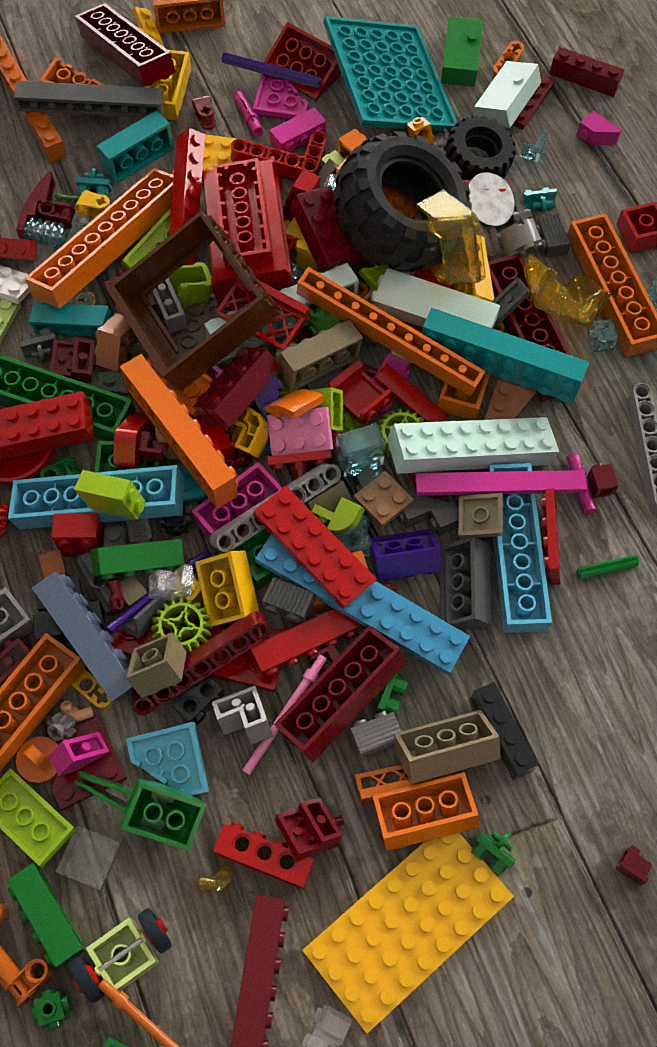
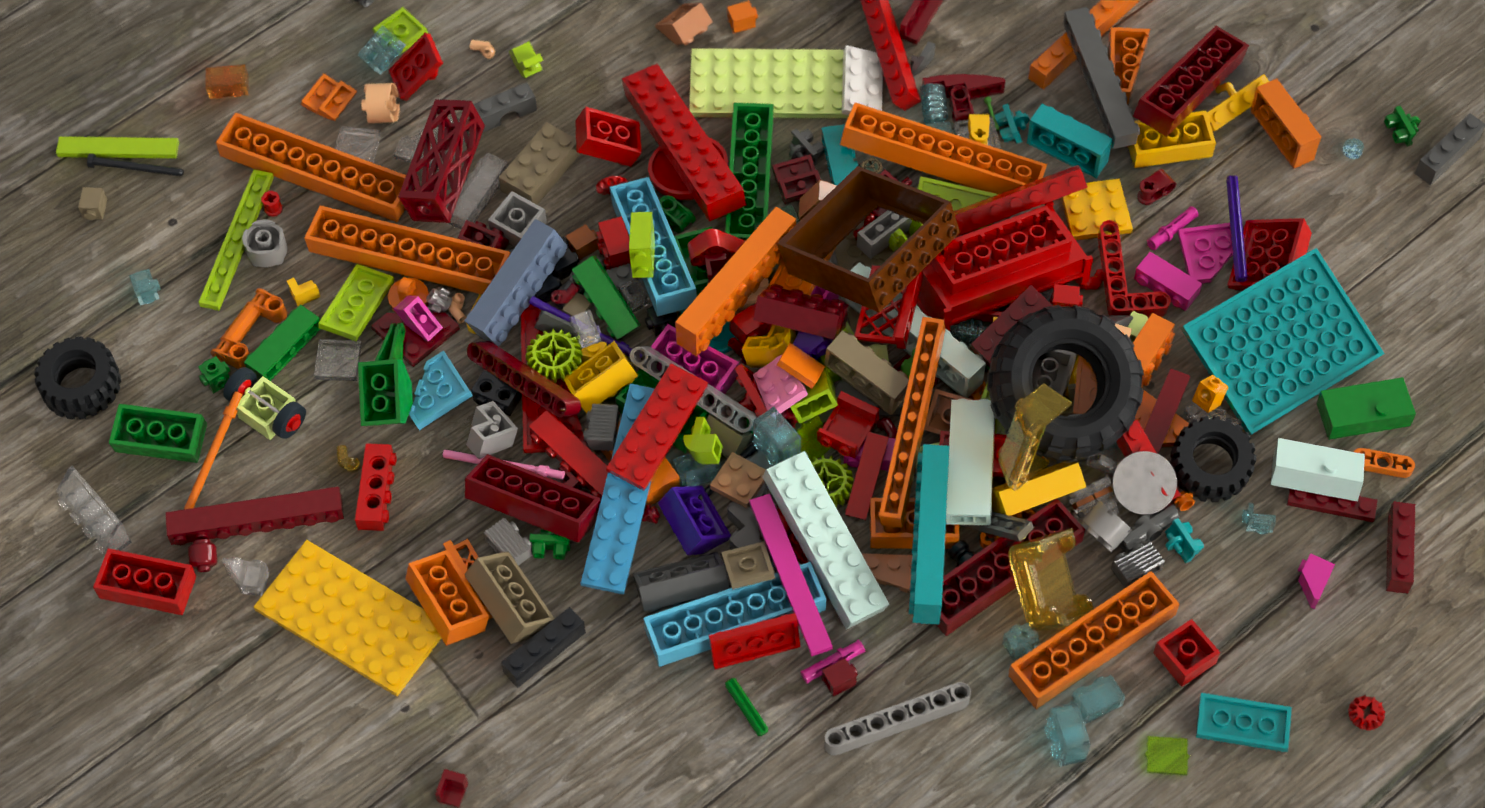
camera: 75 degrees right, 5 degrees down
(156, 665) = (505, 342): dark tan brick -> none
(310, 828) = (405, 511): dark red plate -> none
(503, 859) = (433, 667): green hips -> none

